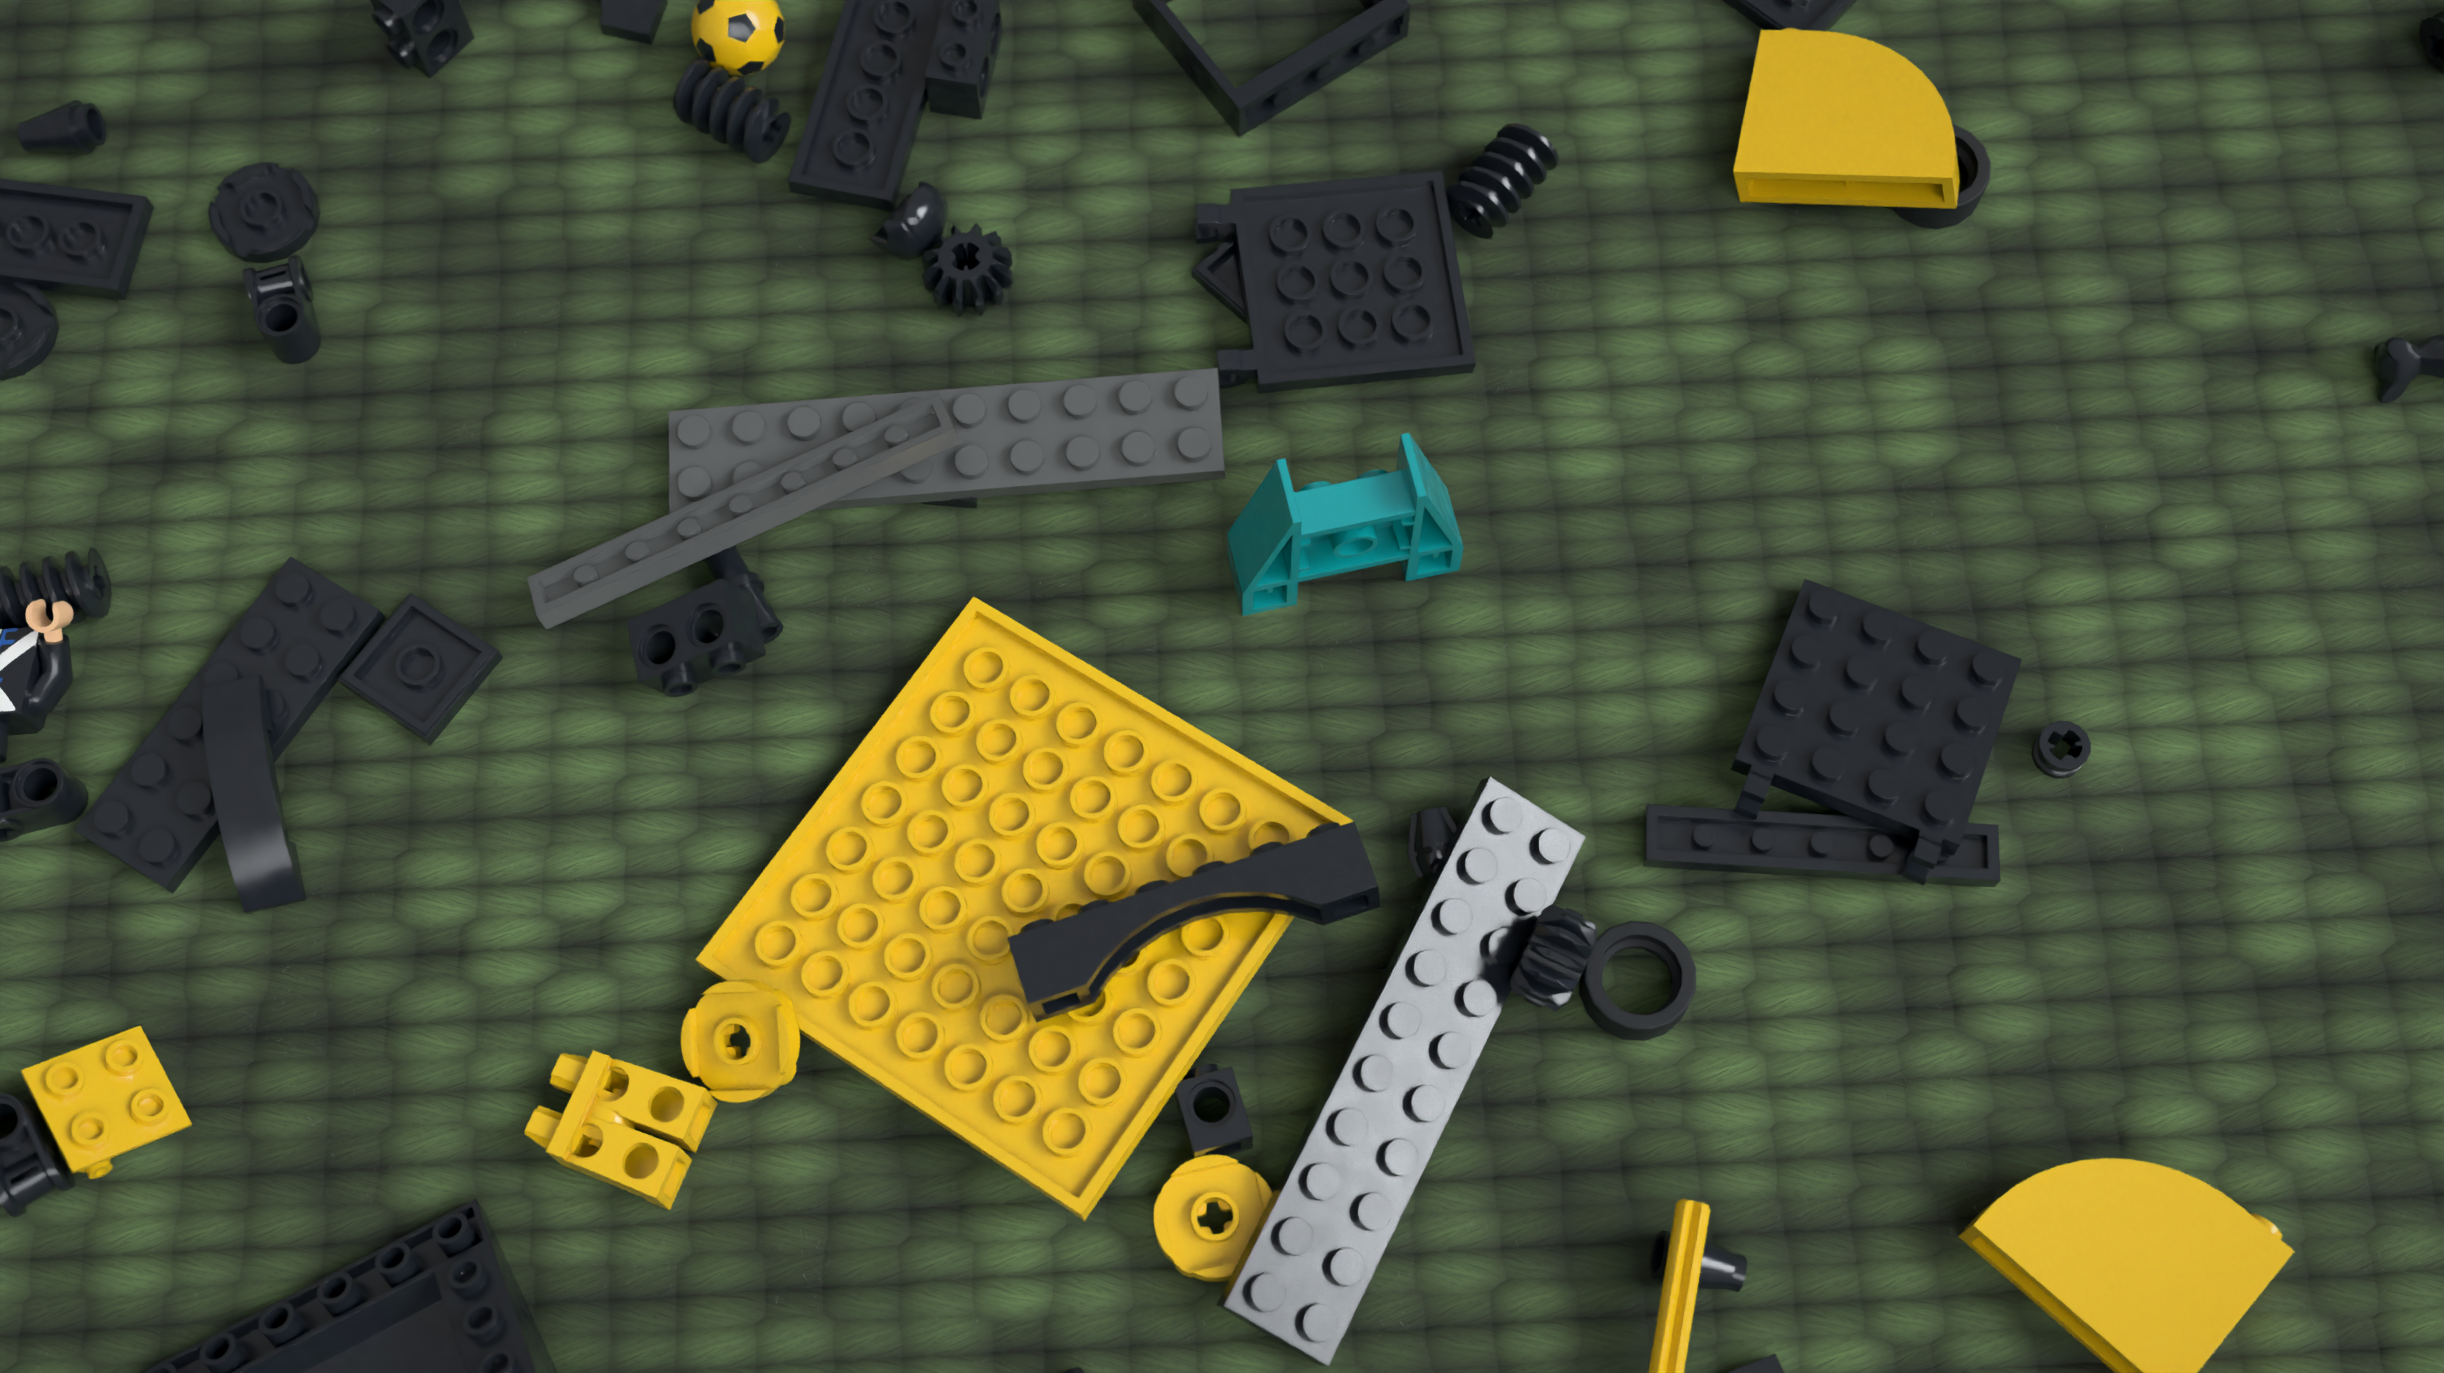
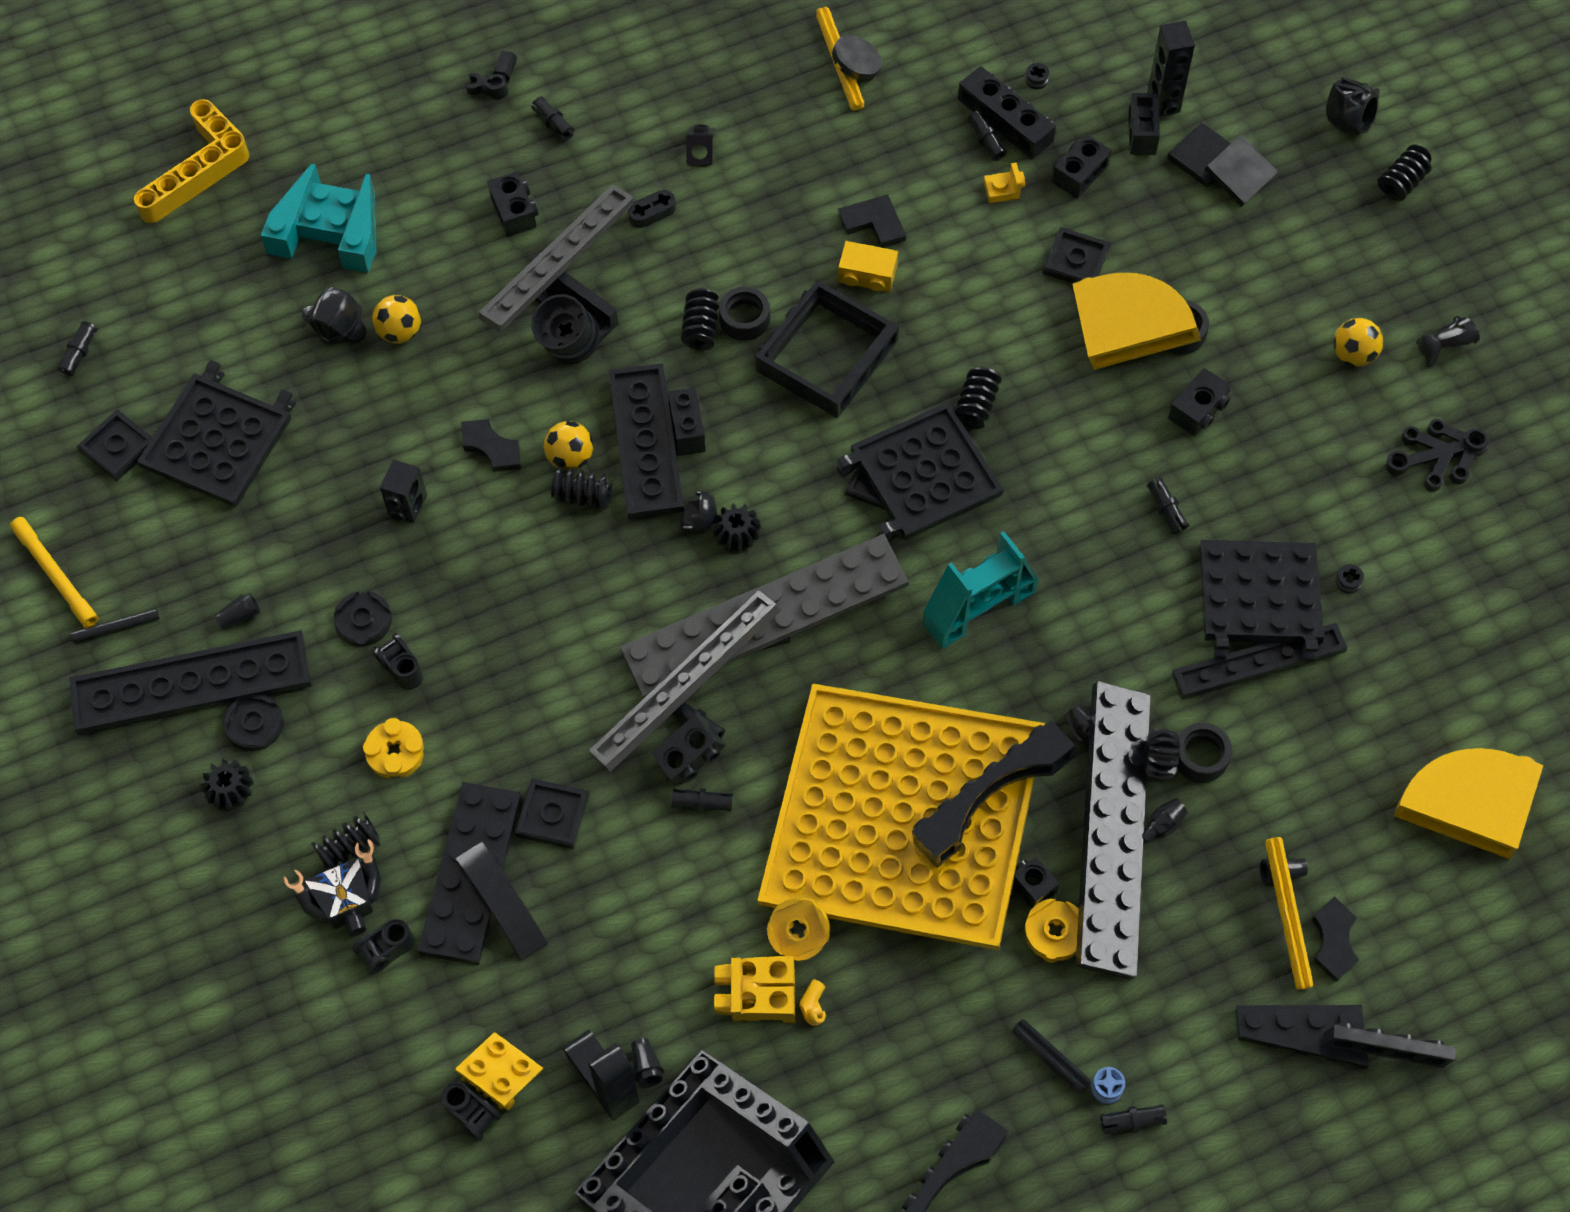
camera: 20 degrees left, 5 degrees down
(190, 434) = (389, 734): none -> yellow plate
(260, 1195) = (605, 1073): none -> black beam
(364, 1187) = (646, 1065): none -> black cone
(685, 738) = (702, 800): none -> black pin
(708, 1189) = (809, 1003): none -> yellow arm
(1511, 1084) = (1165, 819): none -> black piece
(1769, 494) = (1167, 505): none -> black pin
(1927, 299) = (1203, 388): none -> black brick
(2259, 309) = (1358, 342): none -> yellow piece
(2338, 567) = (1439, 451): none -> black plant

